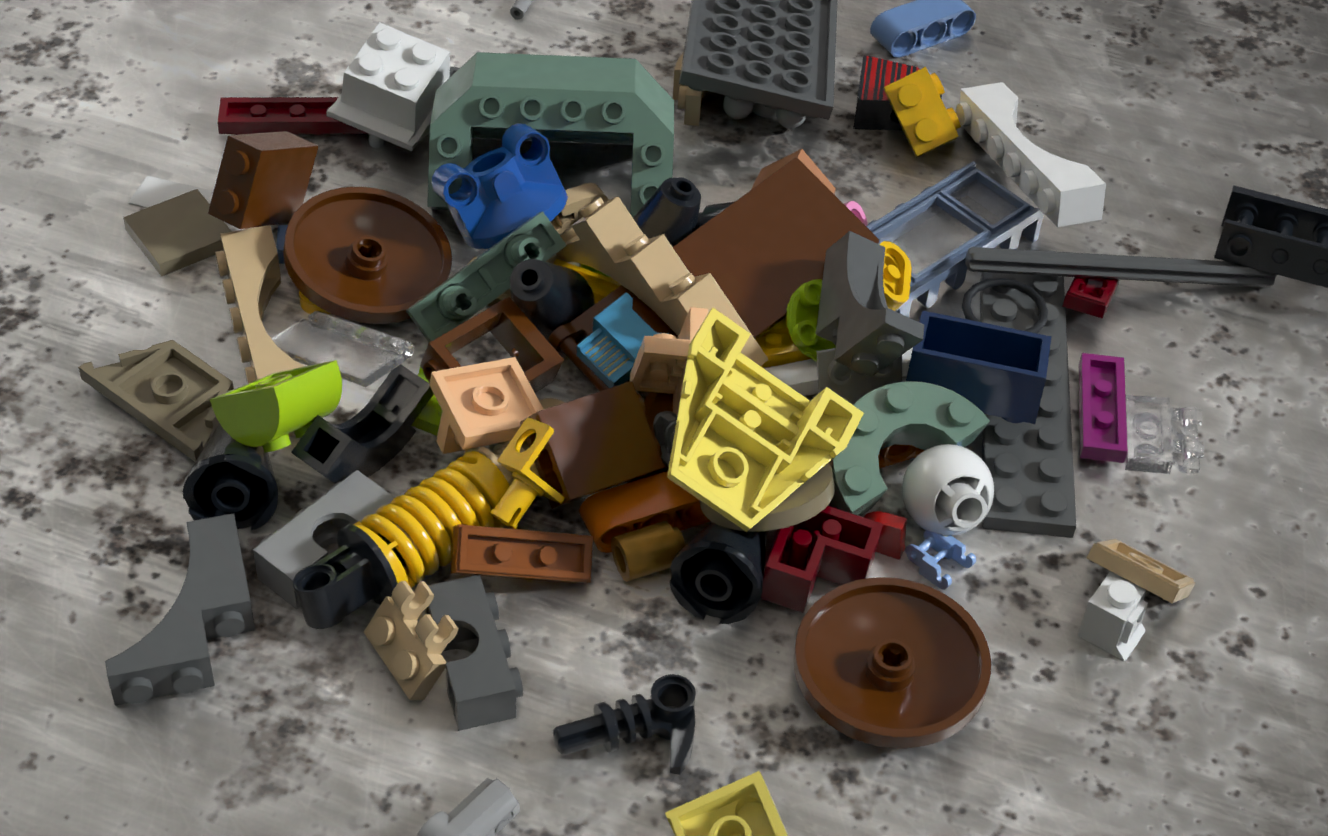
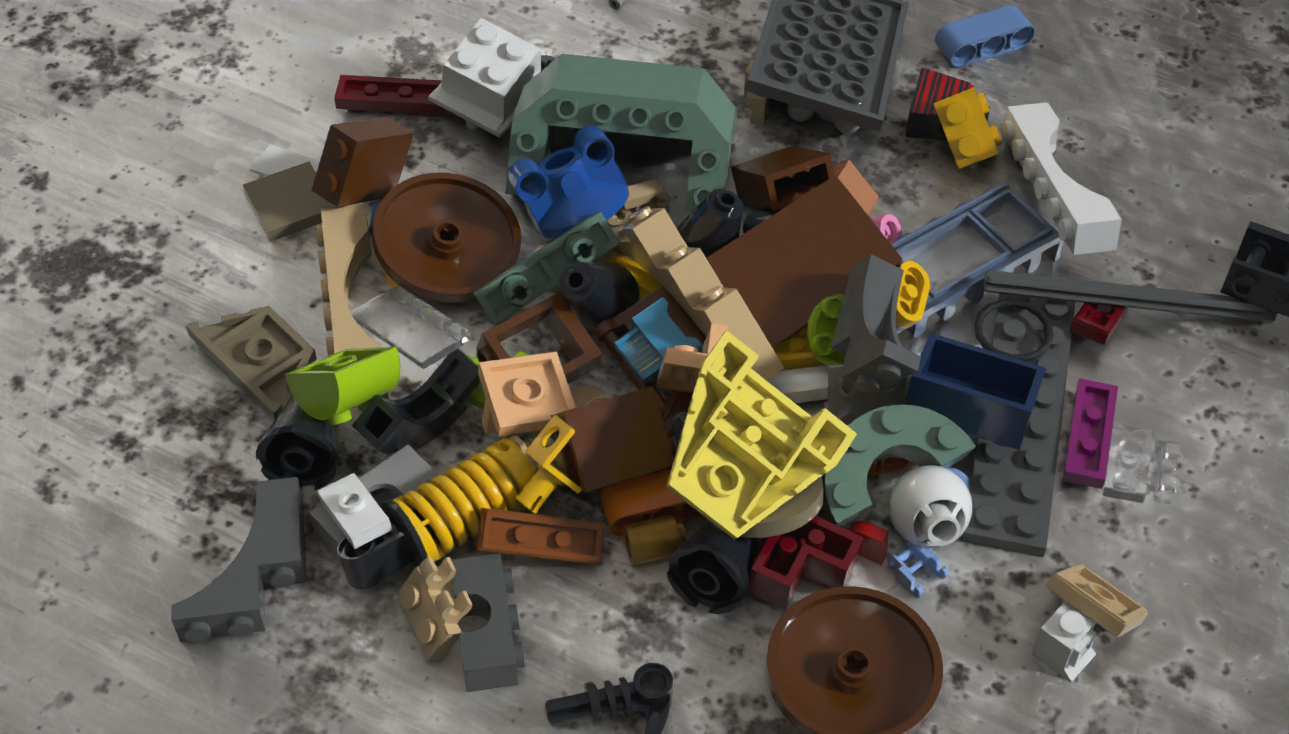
camera: 10 degrees right, 5 degrees up
(308, 540) = (354, 510): none -> white plate
(734, 168) = (781, 176): none -> reddish brown brick

